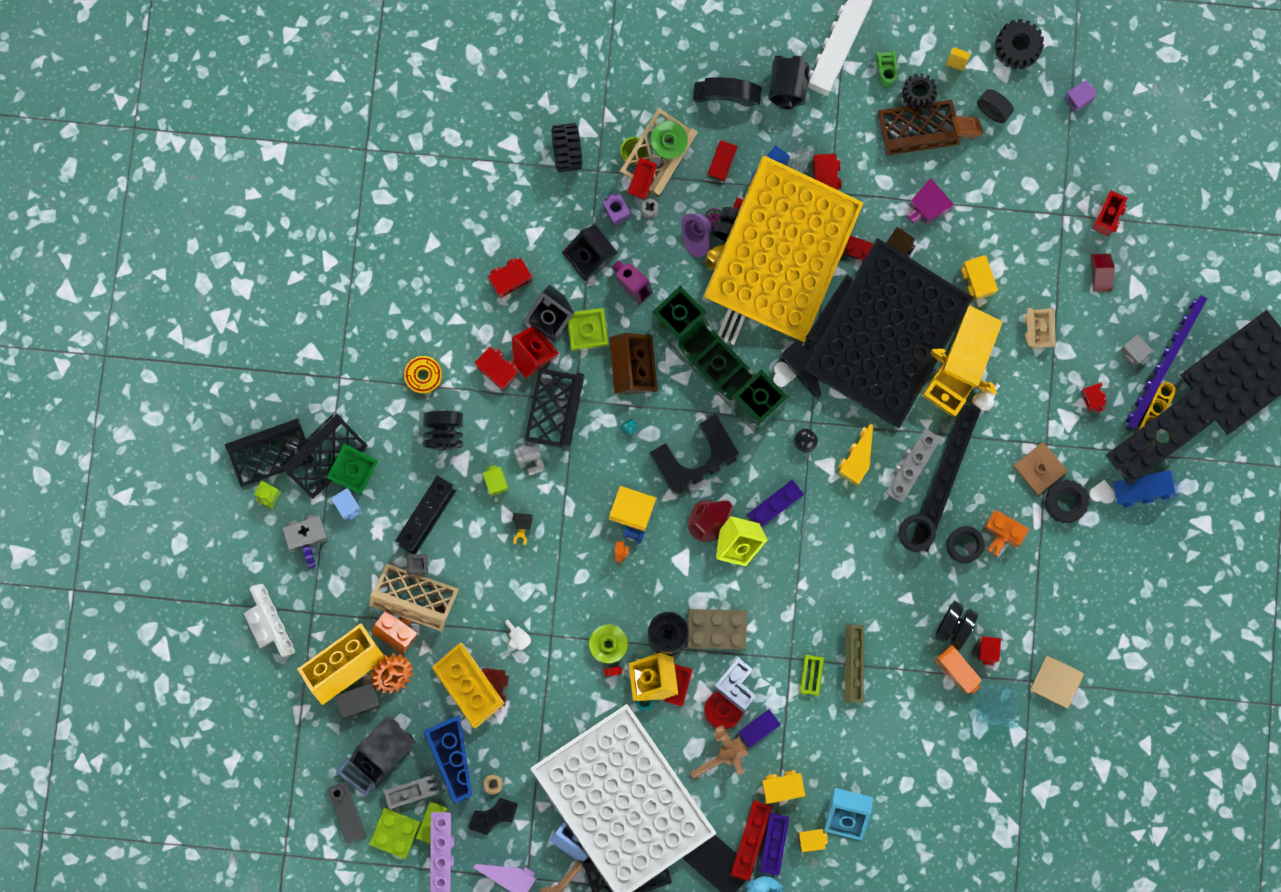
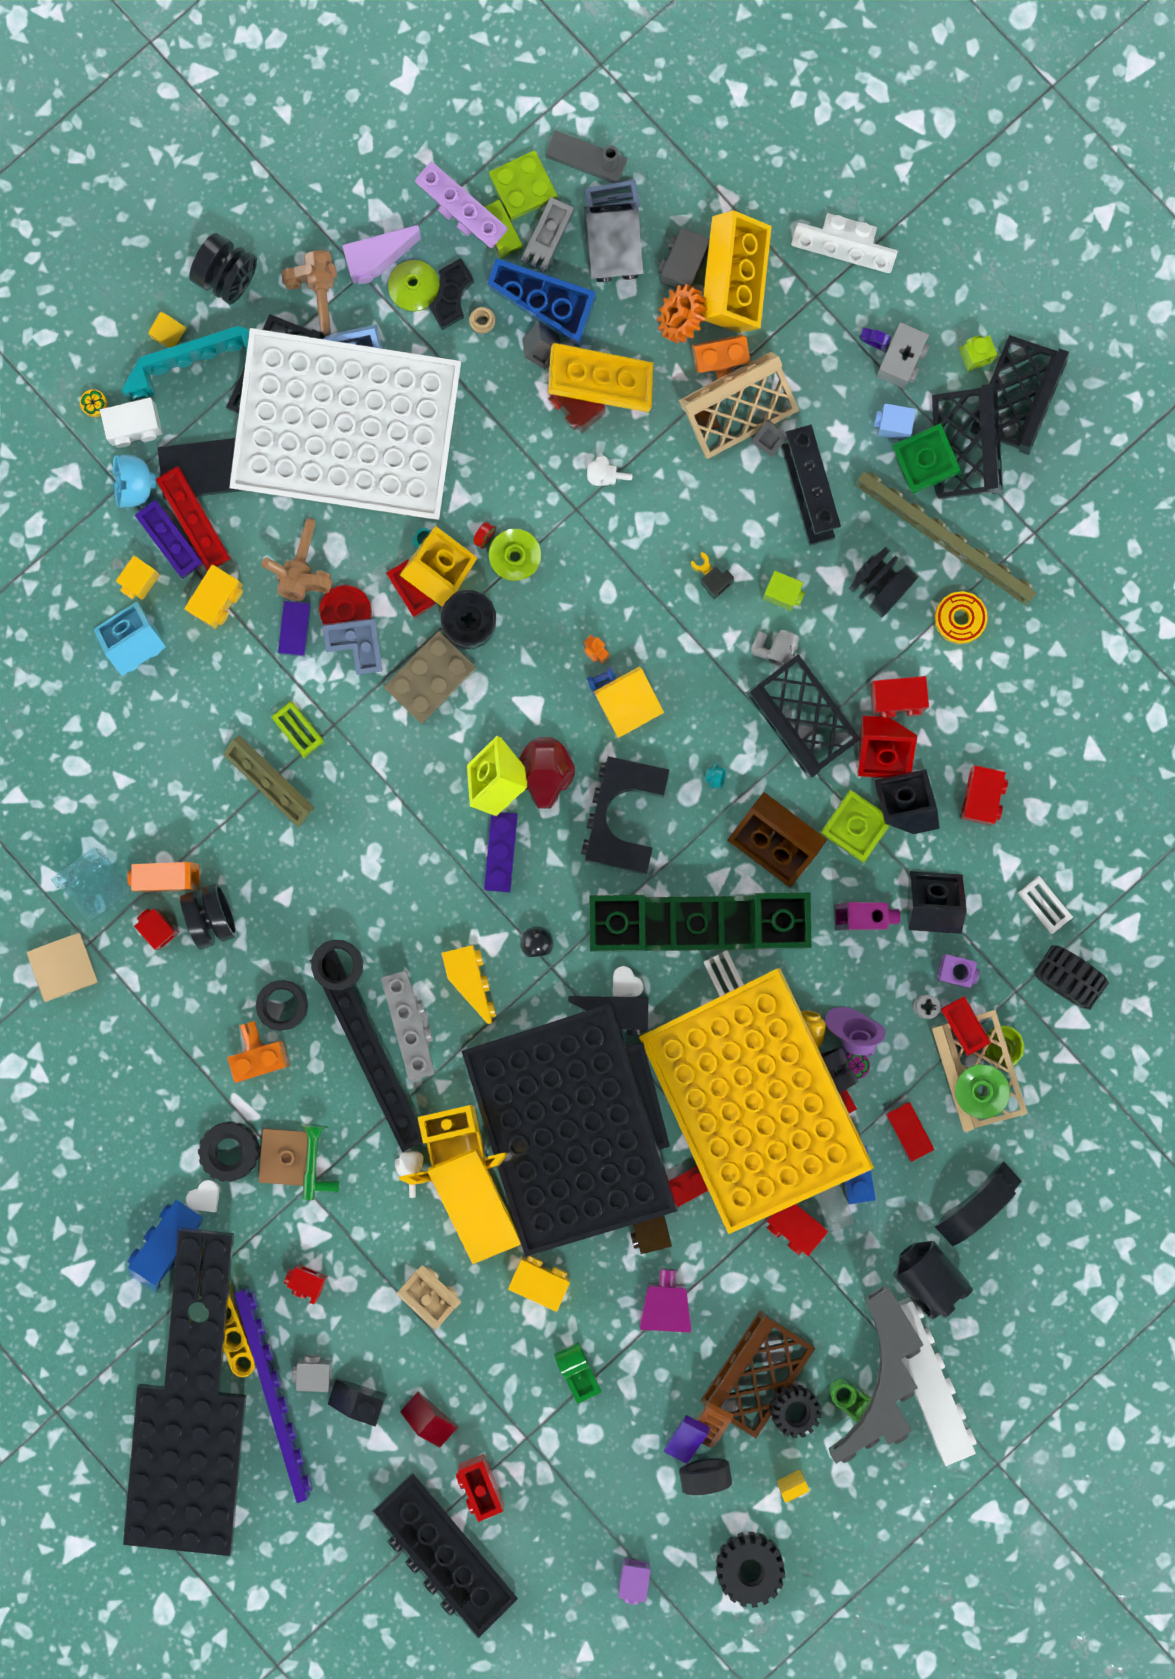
camera: 140 degrees right, 5 degrees up
(385, 413) = (953, 543): none -> olive plate
(478, 738) = (538, 344): none -> dark grey panel
(517, 846) = (413, 297): none -> lime dish
(535, 211) = (1059, 922): none -> white tile
(881, 45) = (893, 1382): none -> dark grey arch
(986, 132) = (686, 1439): none -> dark purple tile
(1005, 218) = (577, 1372): none -> green plate
(1042, 442) = (310, 1184): none -> green piece
(1128, 315) = (357, 1401): none -> black slope
(1161, 201) = (443, 1556): none -> black plate

